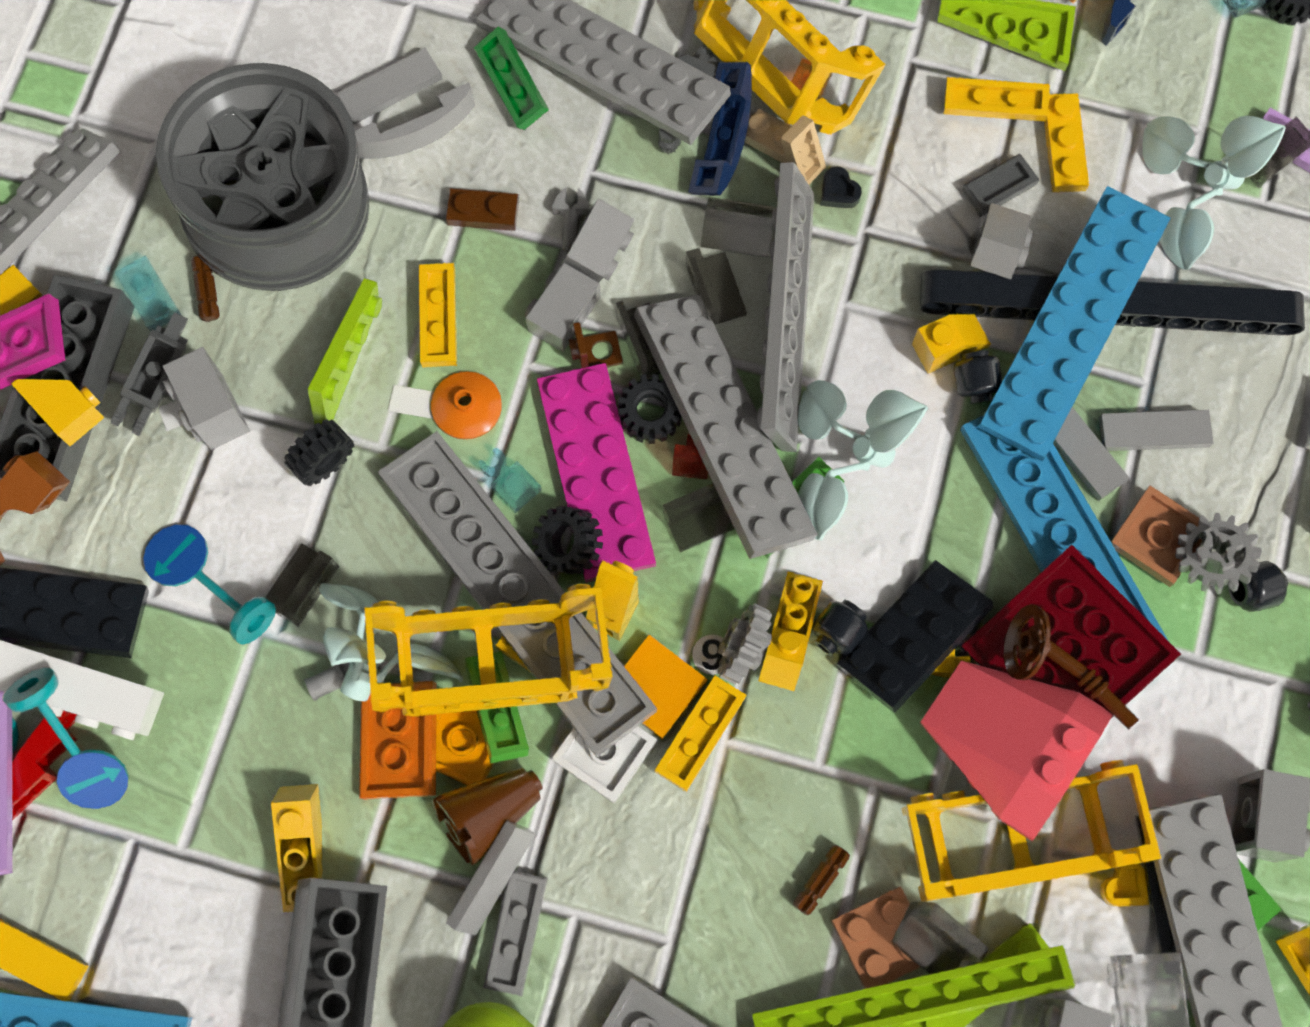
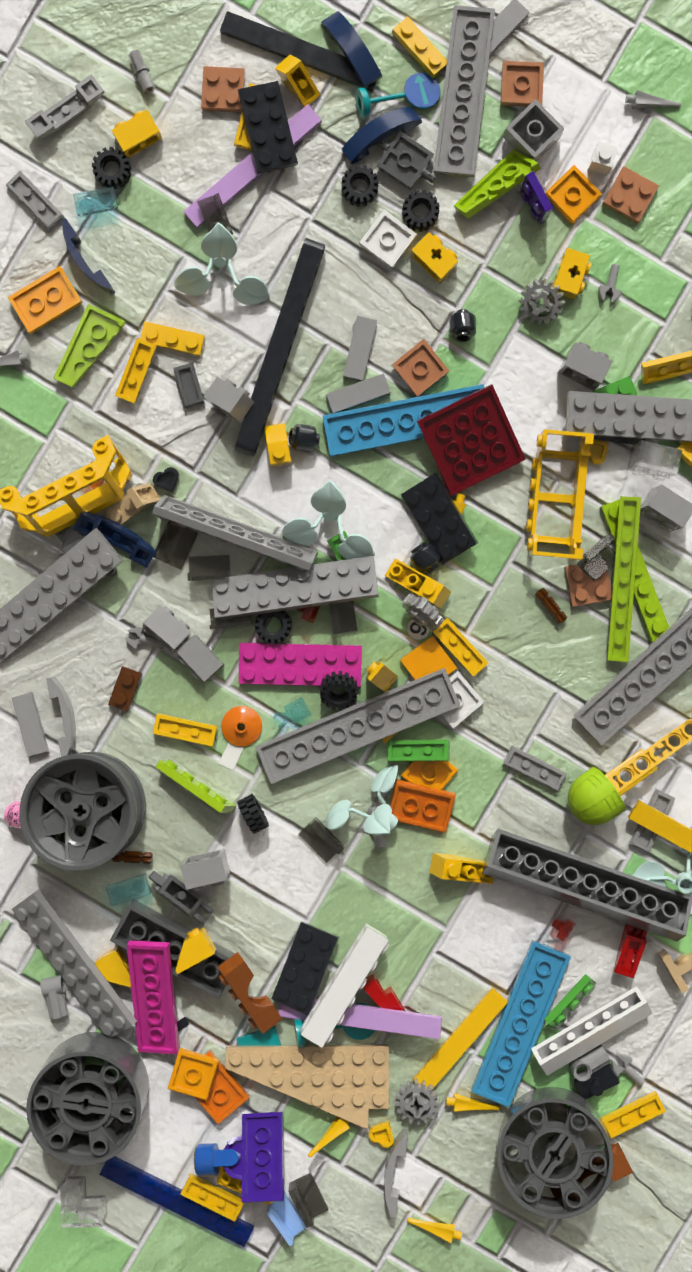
camera: 75 degrees left, 15 degrees up
(87, 776) = (398, 973): piece -> none
(179, 556) = (288, 901): piece -> none
(481, 808) = (471, 768): reddish brown cone -> none
(488, 694) = (416, 753): yellow windscreen -> none
(490, 878) = (506, 774): light grey tile -> none
(511, 78) = (46, 652): green plate -> none
(582, 347) = (228, 654): reddish brown bracket -> none
(1014, 740) = (510, 485): coral wedge -> none
(1038, 645) = (466, 459): reddish brown dish -> none
(1074, 323) = (289, 374): dark azure plate -> none
(1211, 567) = (442, 353): light grey gear -> none

